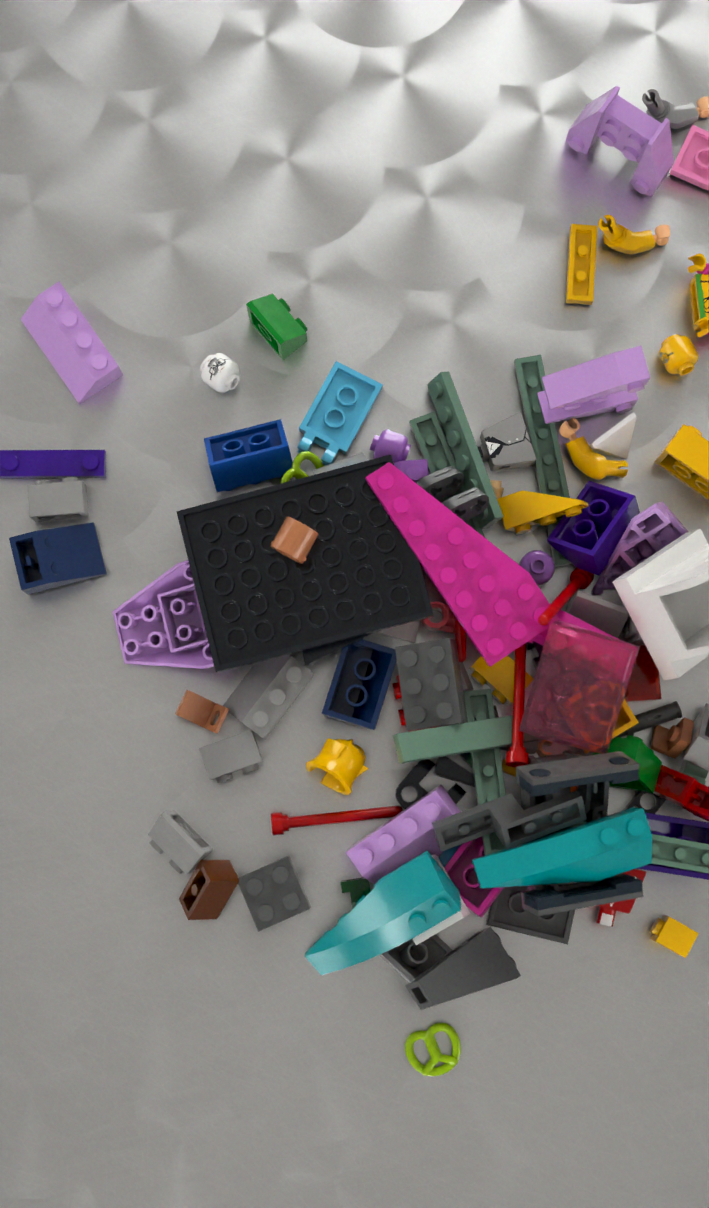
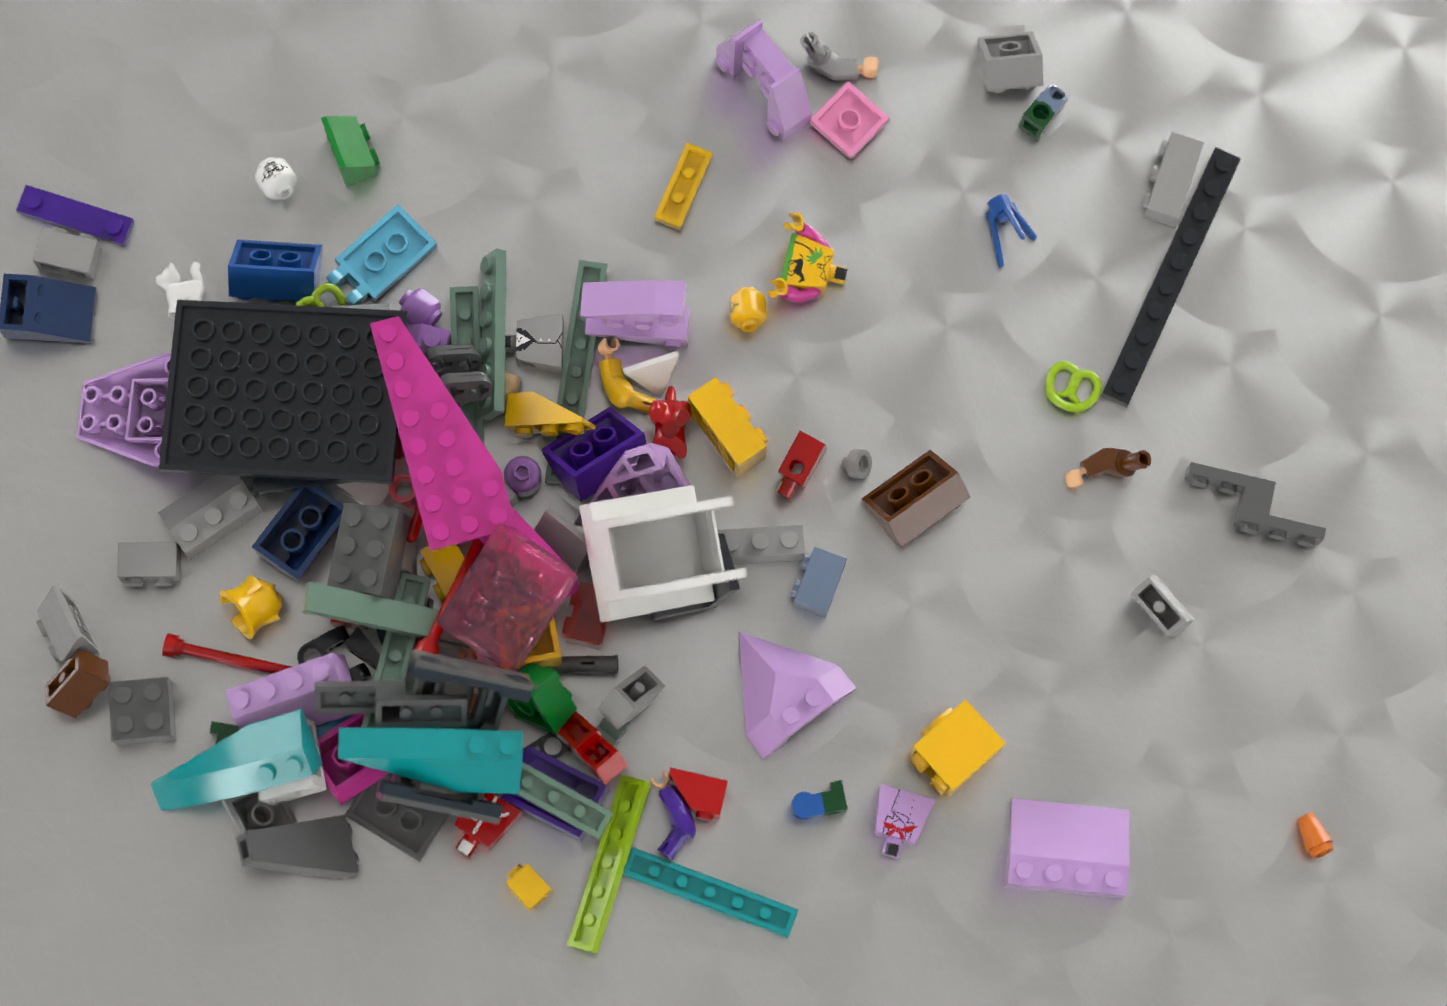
camera: 15 degrees right, 5 degrees down
(70, 343) = (136, 101): lavender slope -> none
(177, 500) = (189, 290): none -> white animal
(201, 711) = (134, 508): nougat bracket -> none
(294, 540) = (279, 363): nougat piece -> none
(434, 1051) = (246, 921): lime piece -> none
(578, 580) = (563, 502): red piece -> none
(629, 242) = (743, 181): yellow arm -> none
(649, 477) = (669, 421): none -> red animal
(672, 741) = (594, 691): nougat bracket -> none

